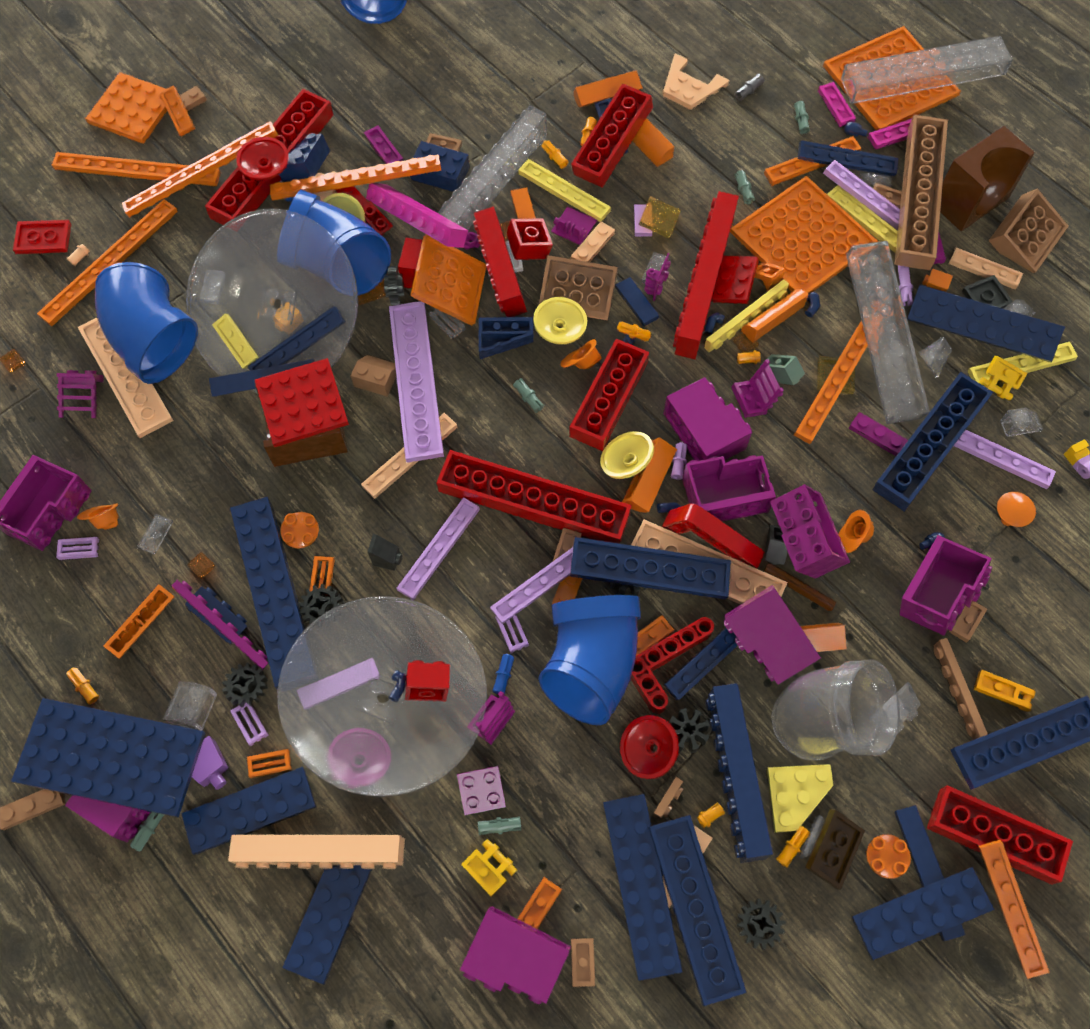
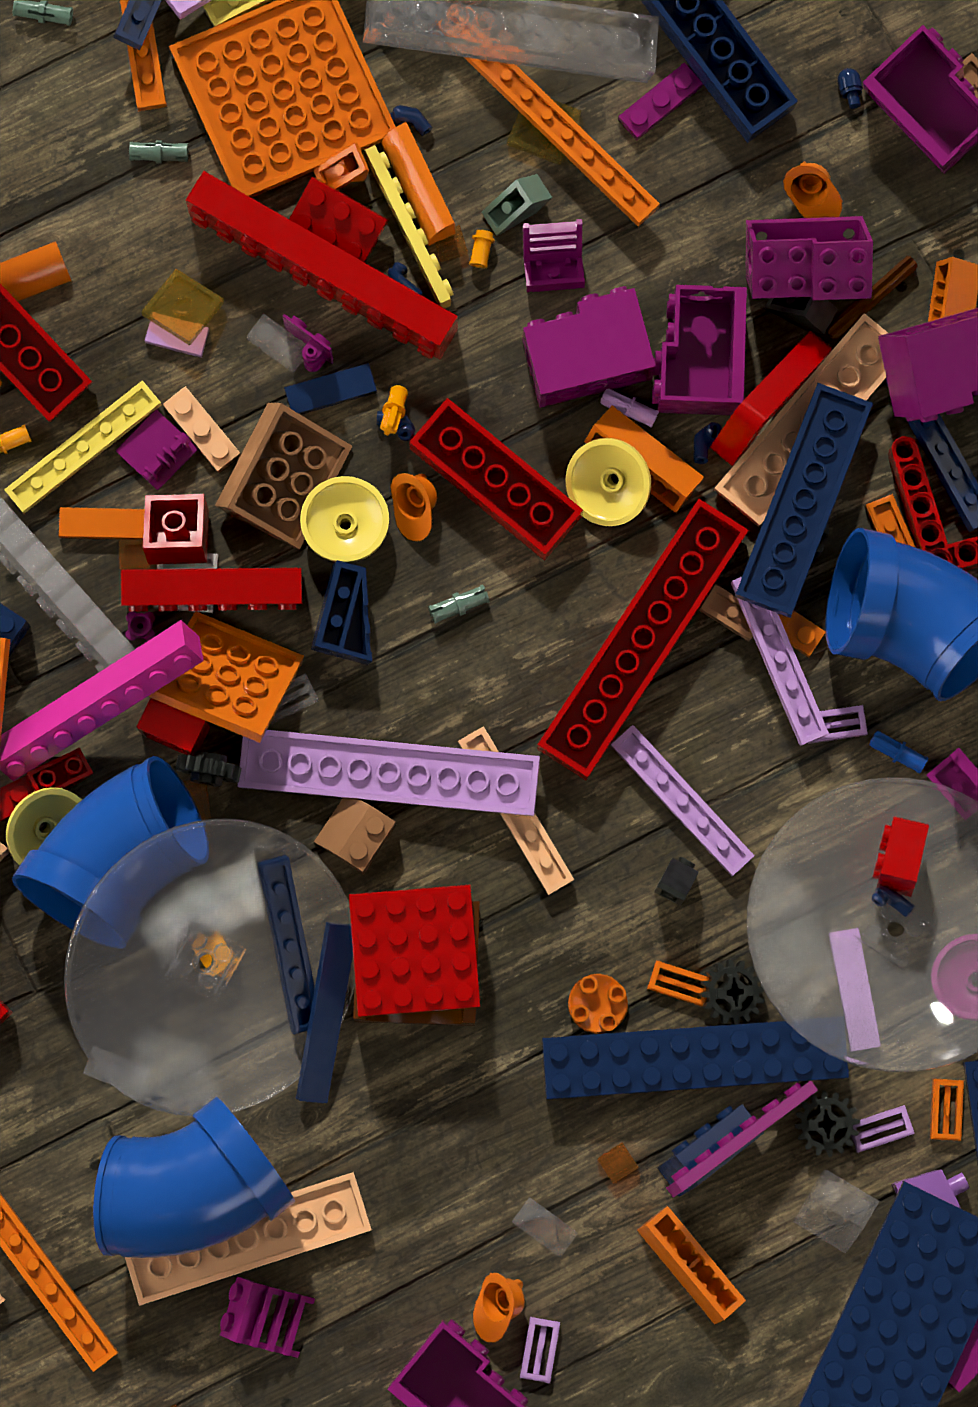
camera: 80 degrees left, 15 degrees up
(82, 685) = (768, 1363): light orange axle -> none
(235, 341) = (250, 1044): light yellow plate -> none

